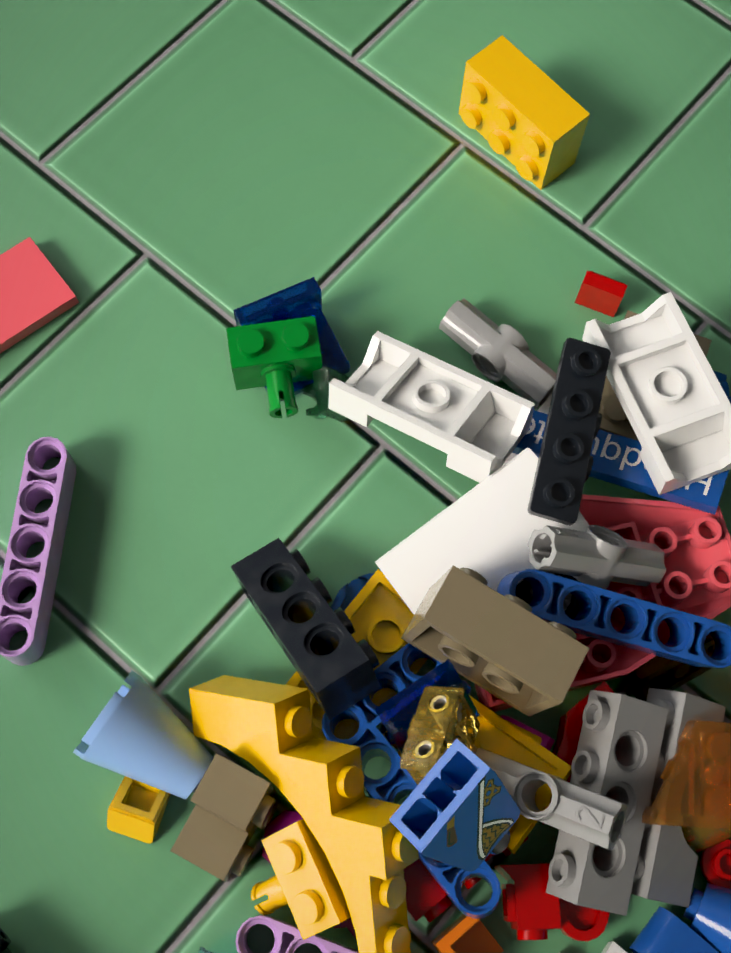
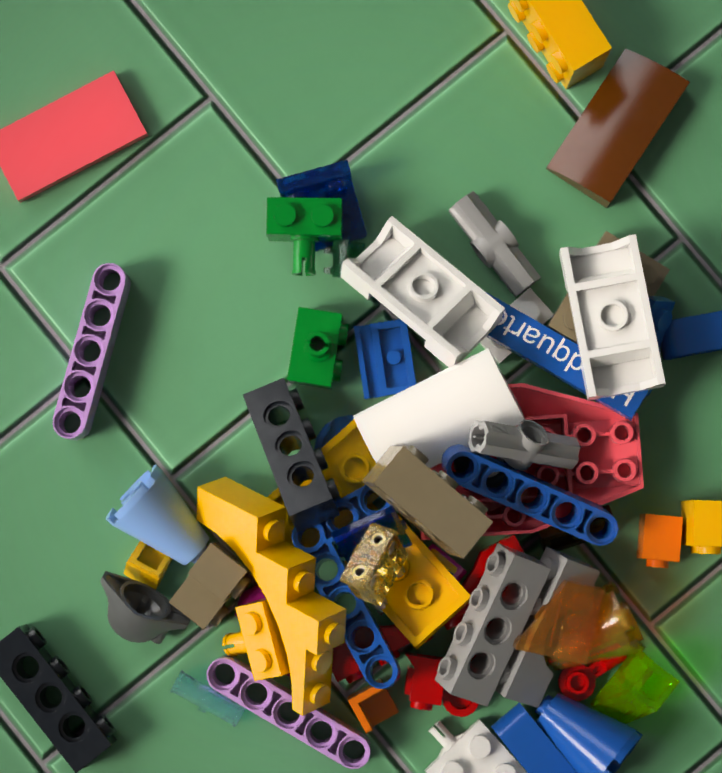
camera: 20 degrees right, 15 degrees up
(132, 873) = (139, 611): none -> dark grey hat
(312, 501) = (316, 348): none -> green brick
(395, 497) = (384, 358): none -> blue plate
(458, 811) = (373, 620): blue torso -> none
(569, 432) = (523, 341): black bracket -> none
(571, 807) = (459, 628): light grey piece -> none
(601, 293) = (592, 204): red tile -> none
(607, 211) = (617, 126): none -> reddish brown slope

